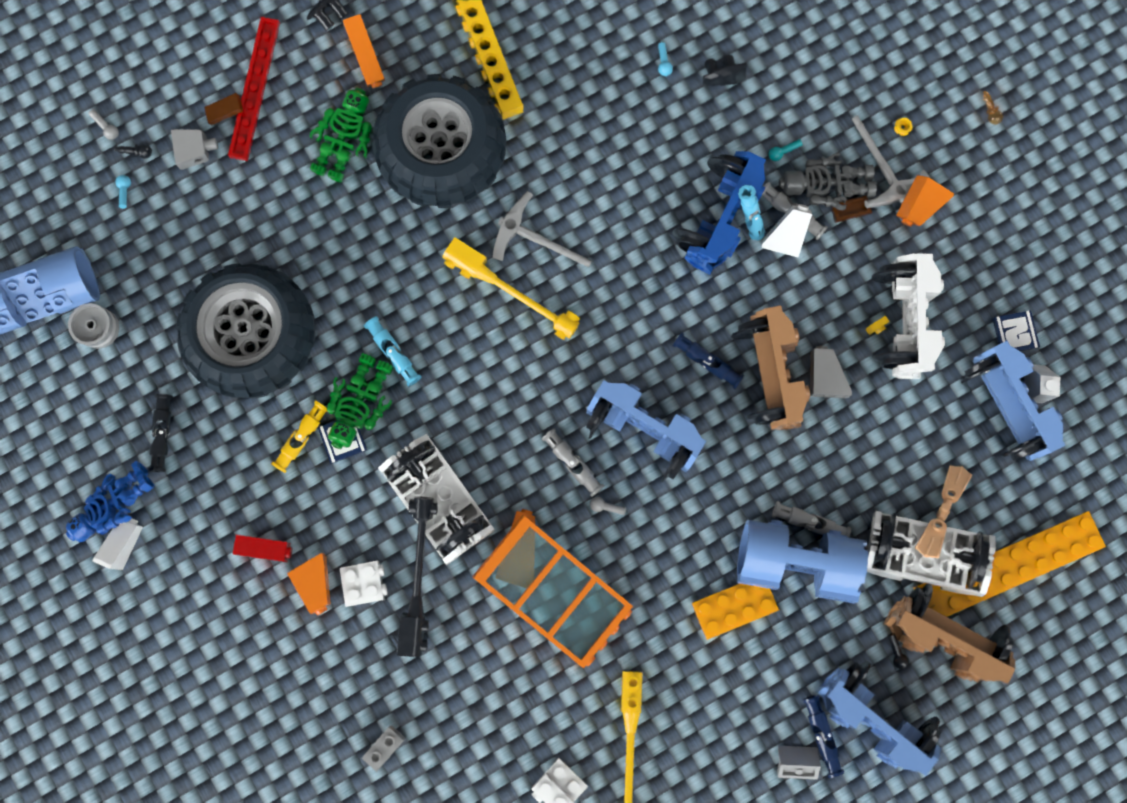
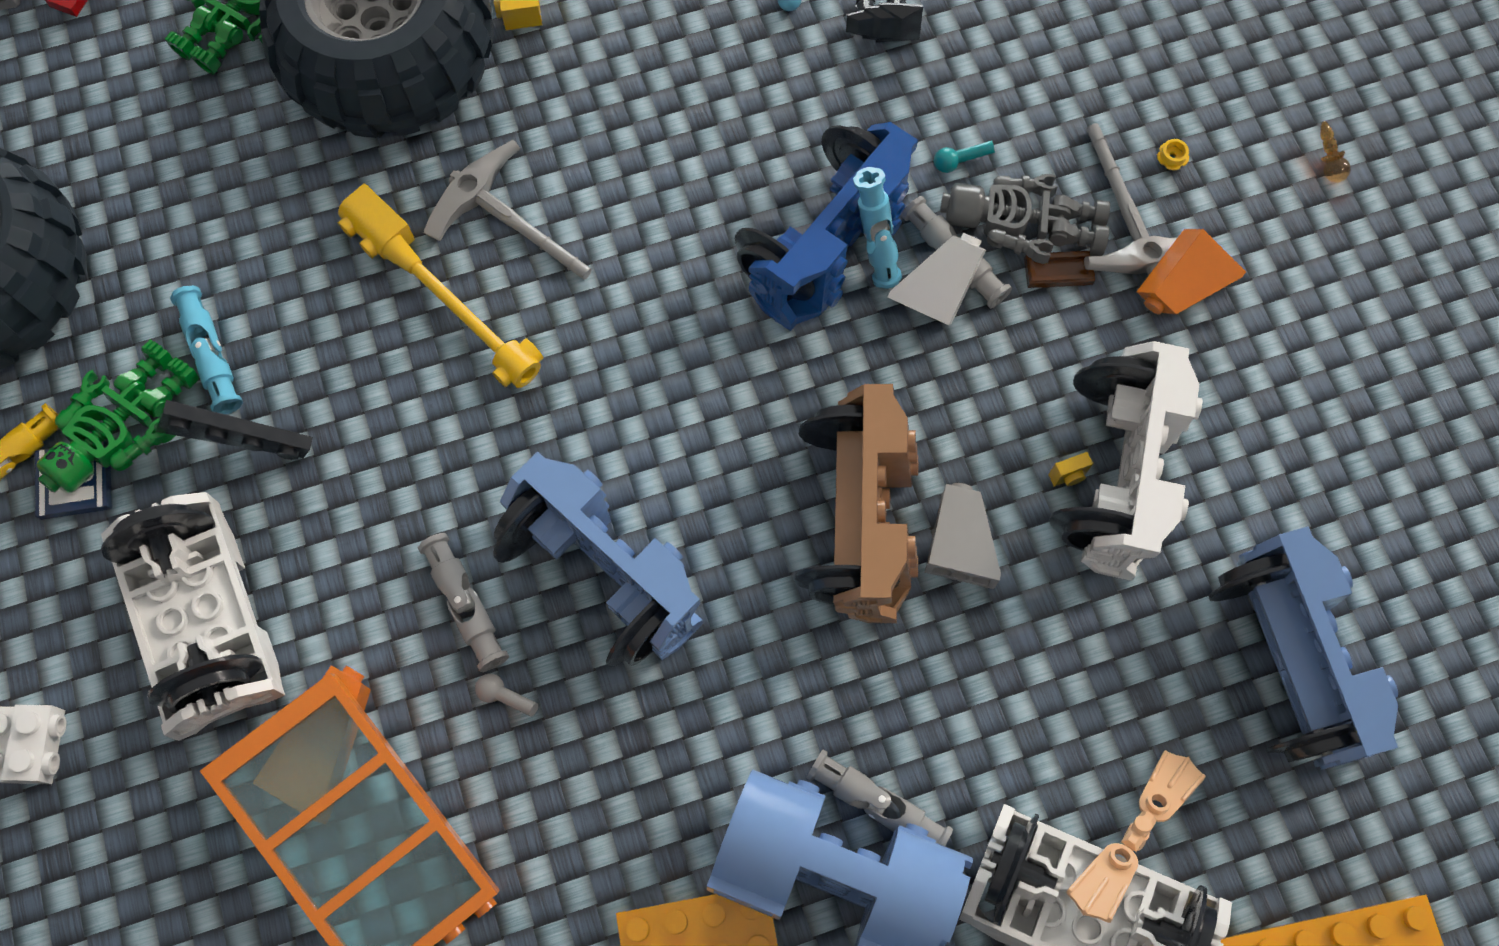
camera: 15 degrees right, 10 degrees down
(413, 623) = (76, 839): black bar -> none
(426, 396) = (229, 430): none -> black wing
(701, 355) = (741, 461): dark blue piece -> none
(1017, 330) = (1333, 523): tile -> none
(1042, 384) = (1366, 630): white slope -> none

